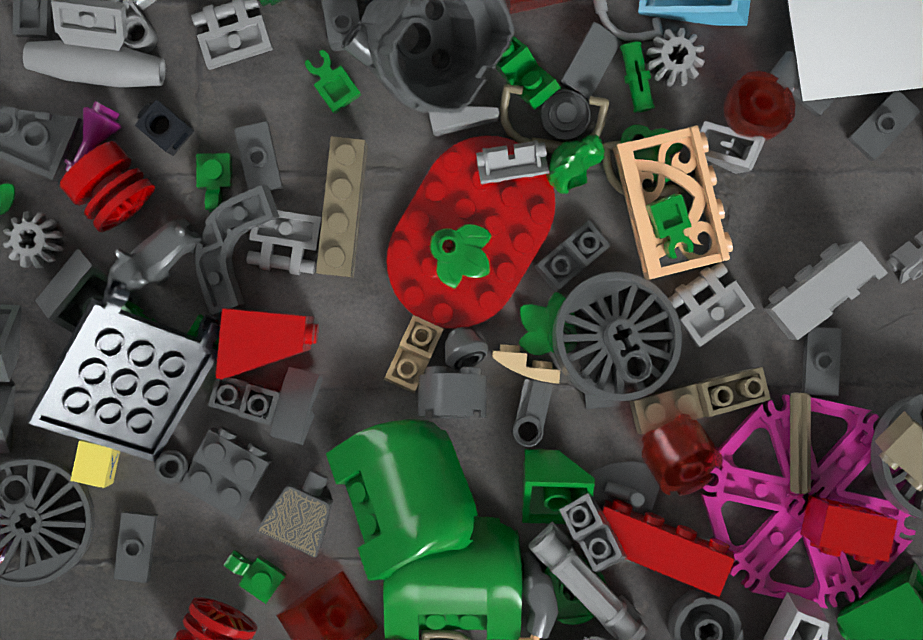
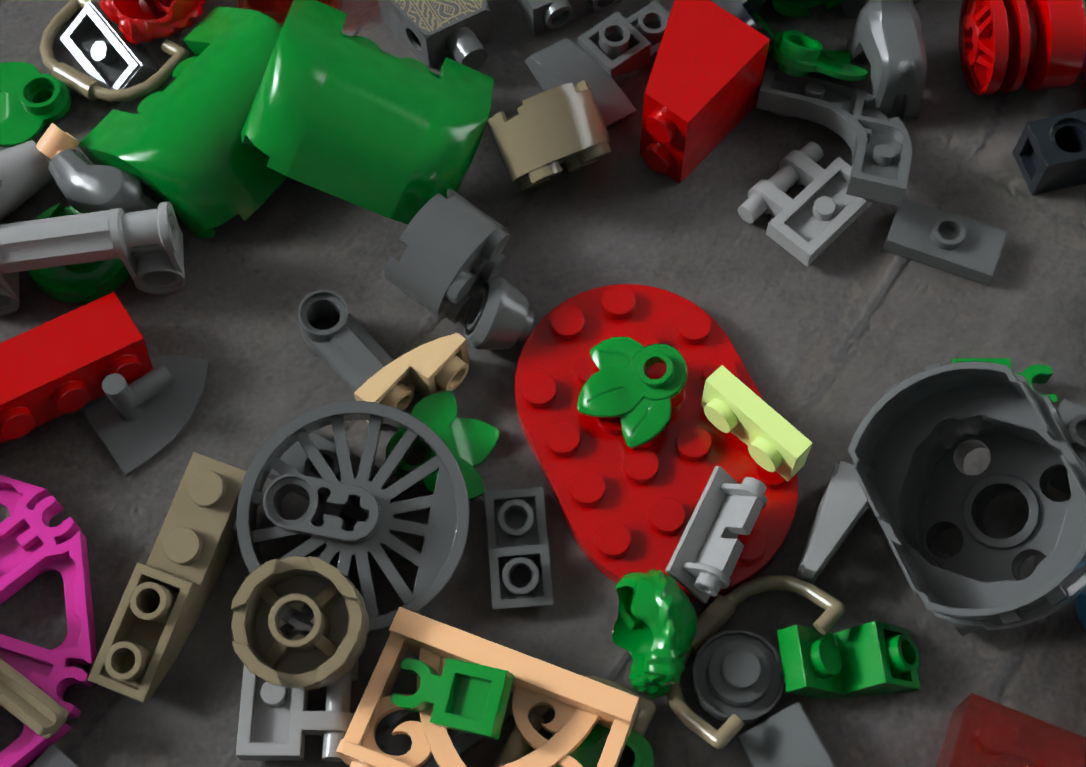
camera: 125 degrees right, 25 degrees down
(192, 291) = (803, 54): none -> green plate
(214, 175) = (954, 177): green plate -> none
(342, 207) = (806, 288): dark tan brick -> none
(347, 392) = (550, 132): none -> dark tan brick
(413, 354) = (540, 262): tan slope -> none
(447, 167) = (769, 436): none -> yellowish green plate
(551, 484) = (228, 301): green slope -> none
(593, 532) = (108, 299): dark grey slope -> none
(681, 455) = (120, 484): clear red brick -> none
(698, 298) = (263, 627): none -> dark tan brick

